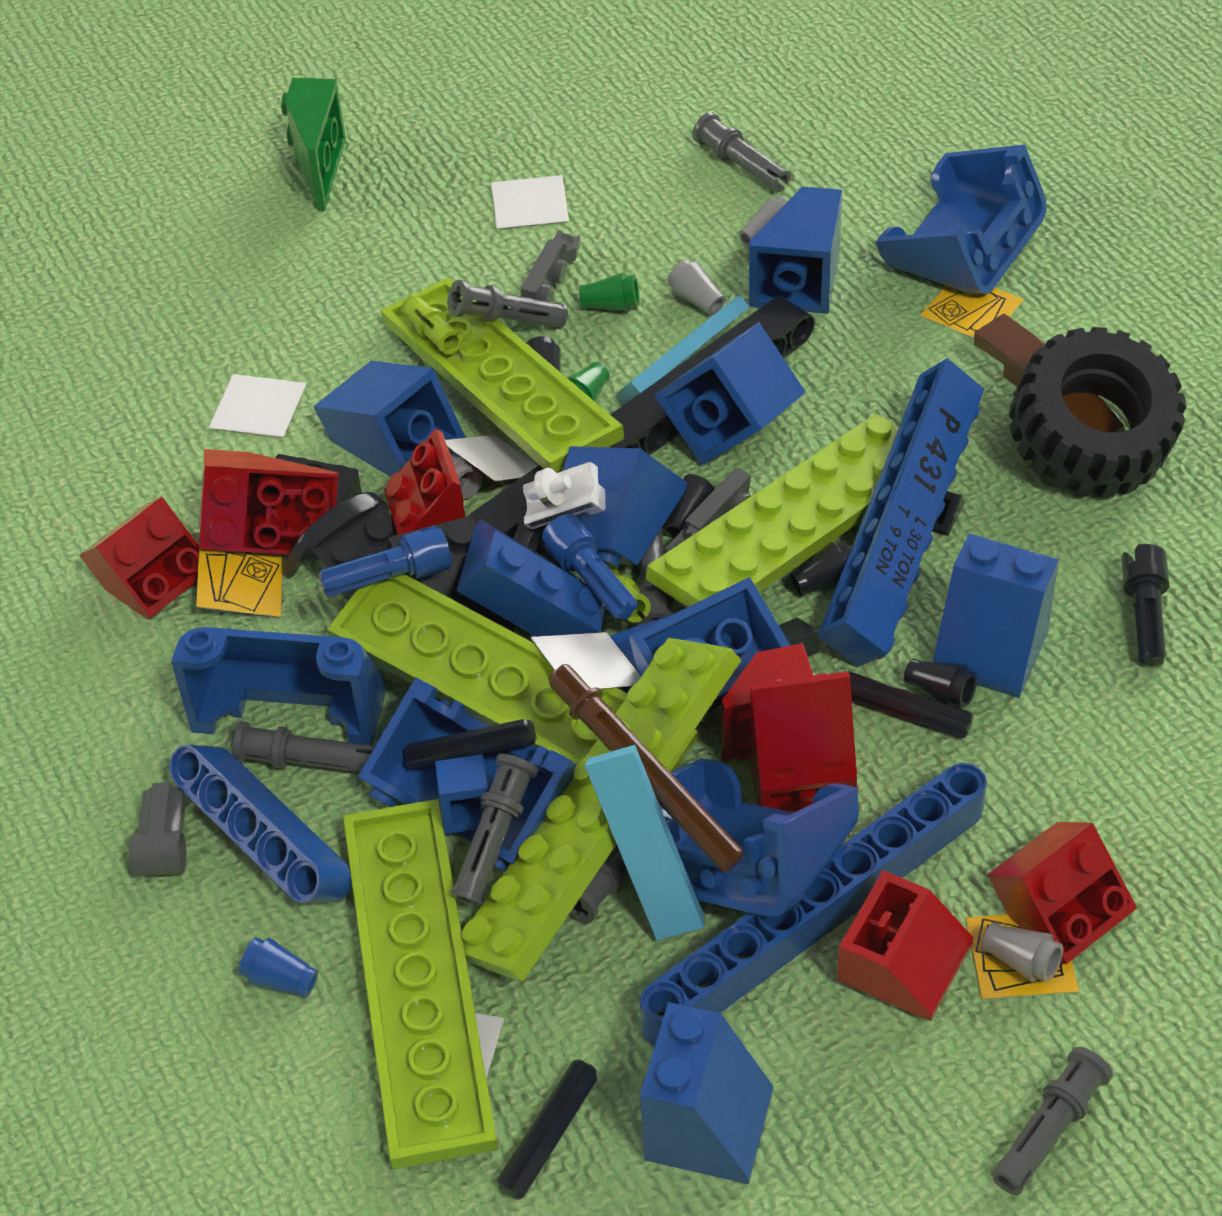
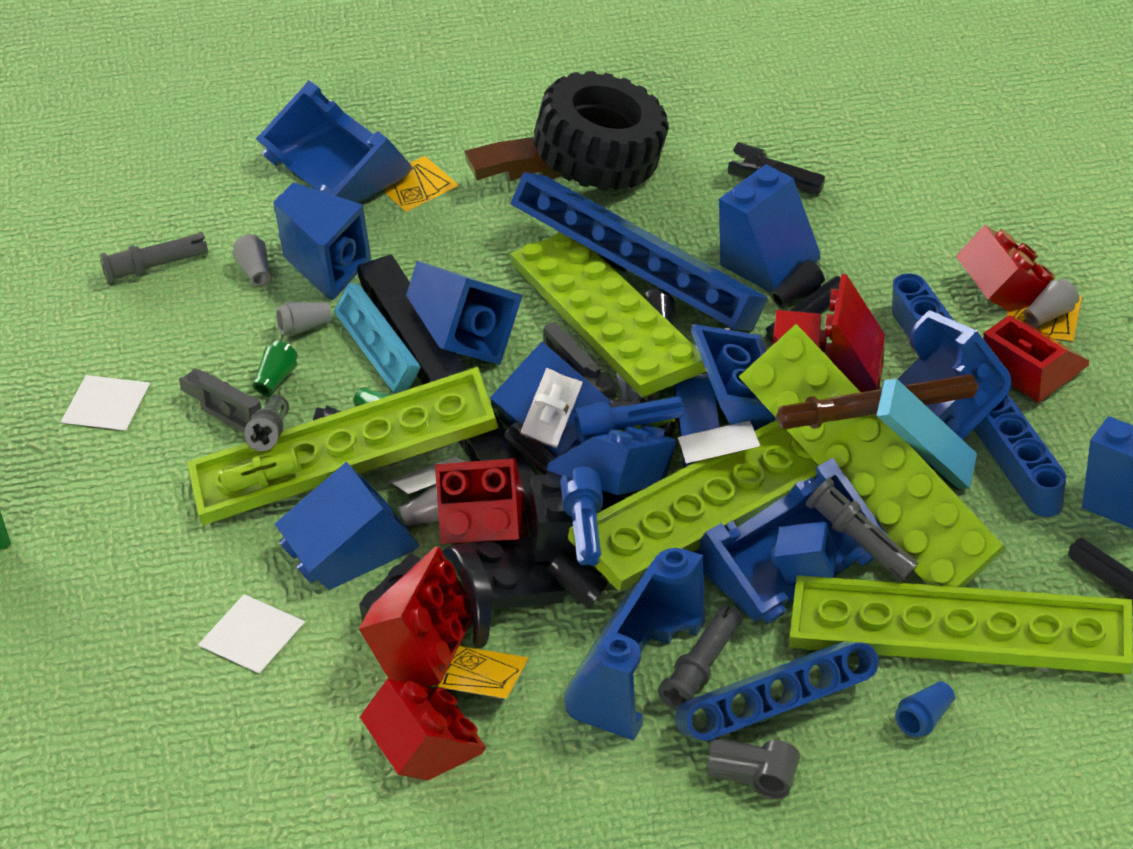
camera: 70 degrees left, 5 degrees down
(470, 743) = (765, 529): black axle -> none

